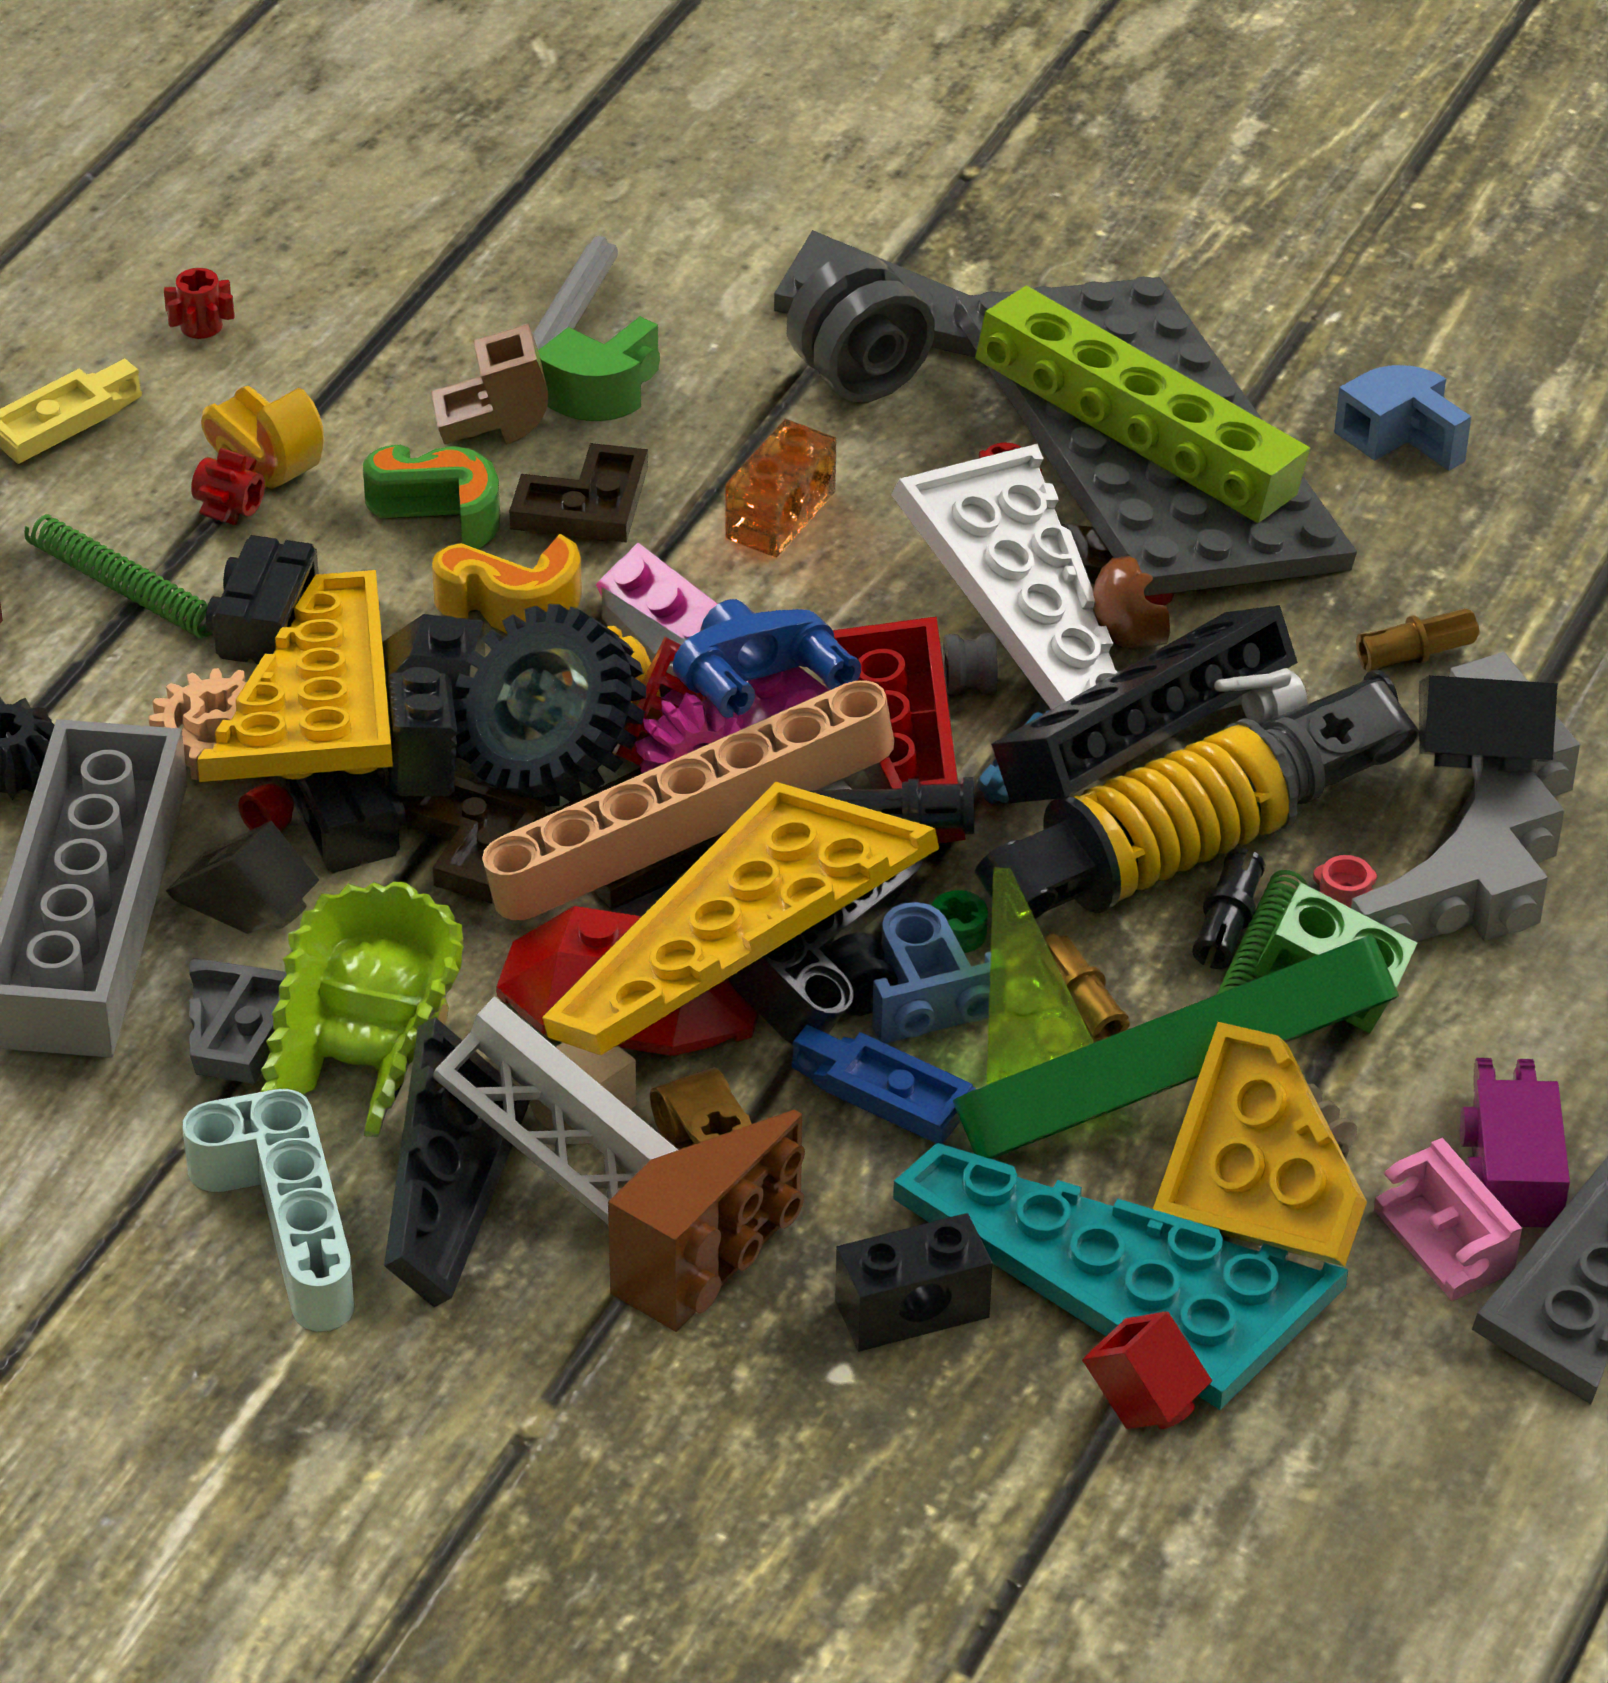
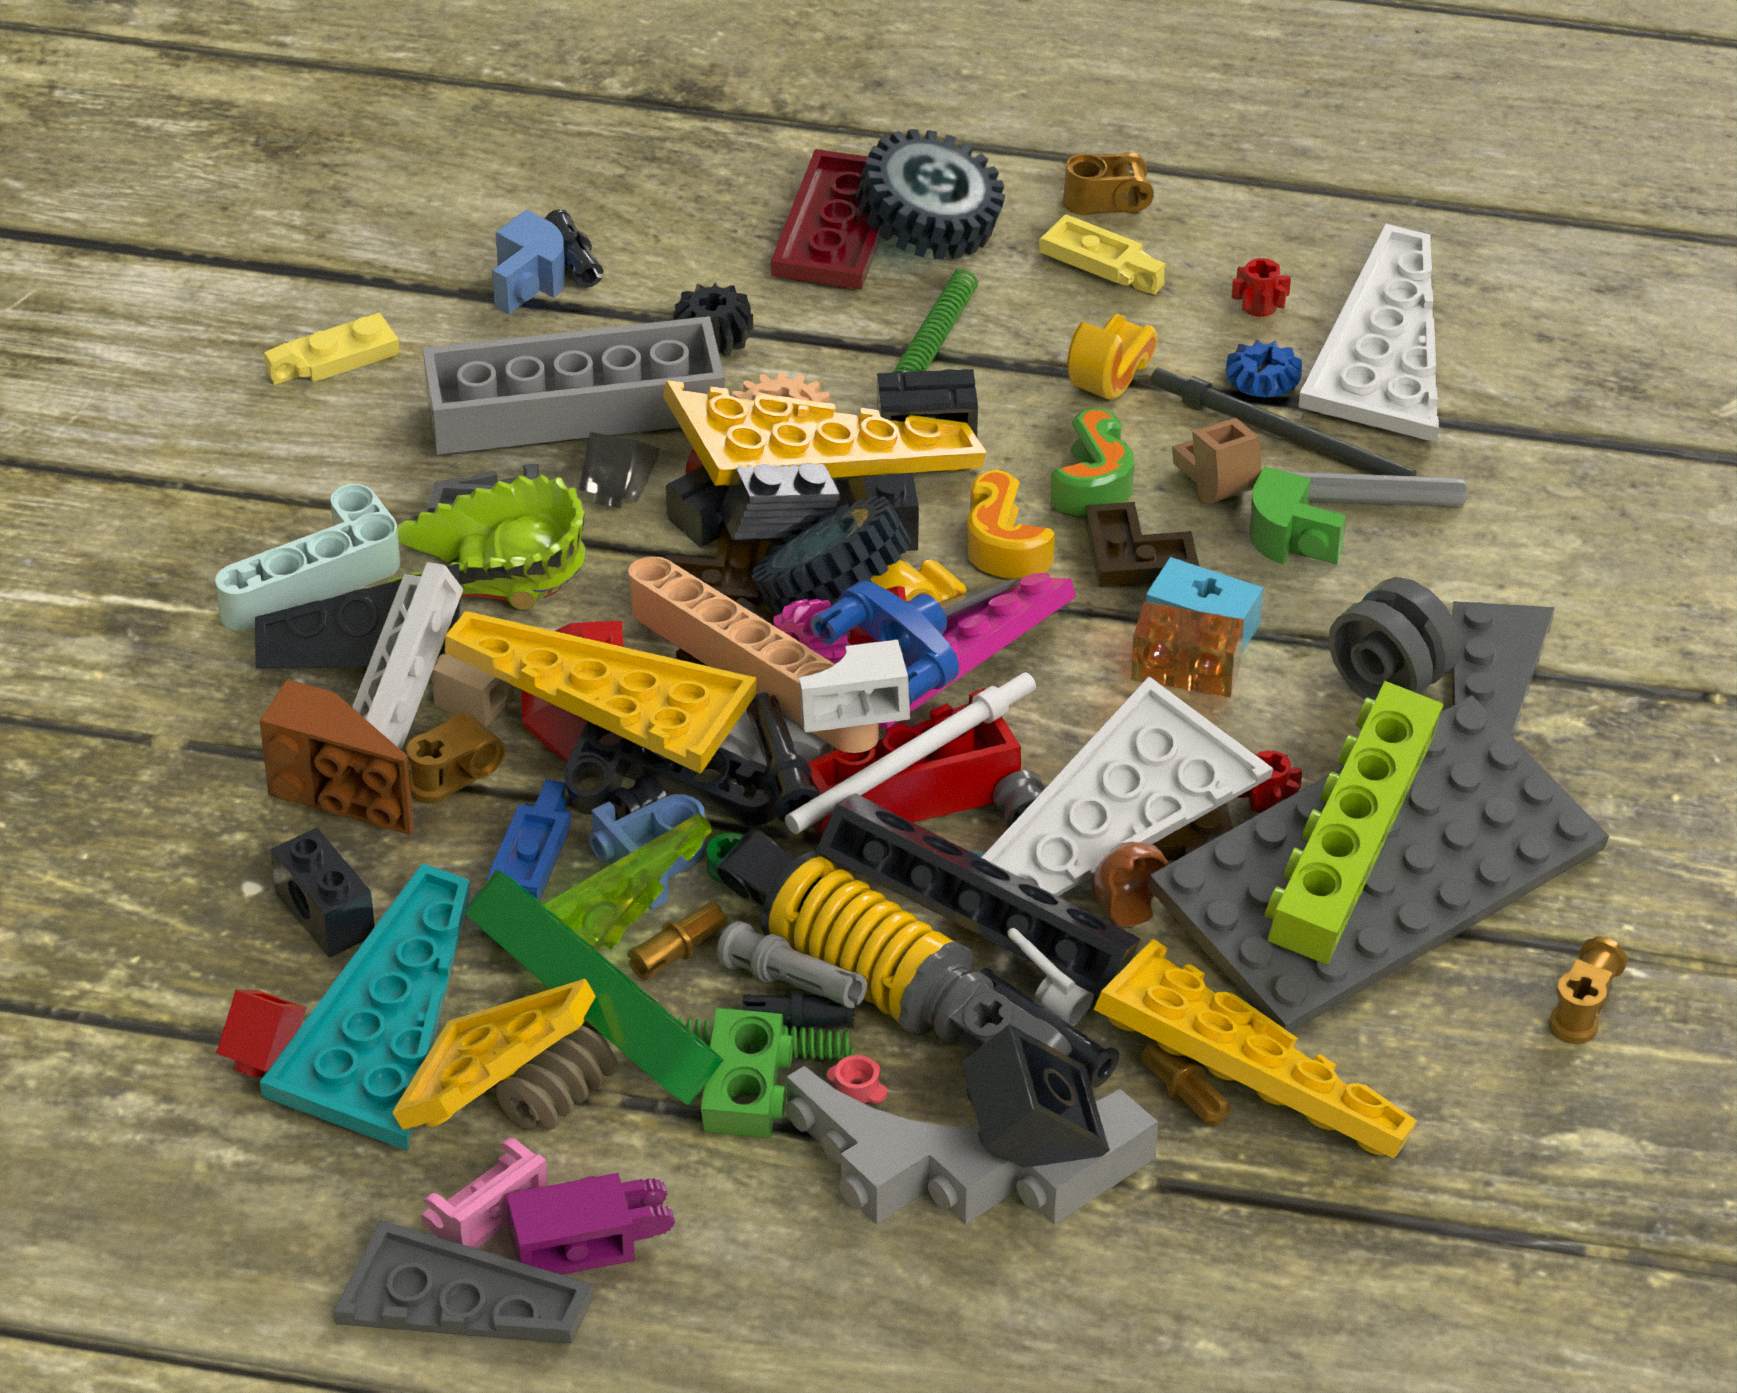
camera: 75 degrees right, 0 degrees up
(228, 486) = (1043, 353): red gear -> none
(325, 354) = (1278, 377): none -> blue gear
(339, 245) = (1382, 347): none -> white wing
(347, 393) = (1200, 394): none -> pearl dark grey bar
(695, 465) = (1208, 592): none -> medium azure brick
(874, 626) = (985, 707): none -> white bar
(879, 667) = (858, 690): none -> white arch
(1160, 902) = (773, 960): none -> light grey pin
(1371, 338) = (1585, 990): none -> pearl gold connector
(1374, 592) = (1246, 1047): none -> yellow wing
(1401, 407) = (1491, 1020): medium blue brick -> none

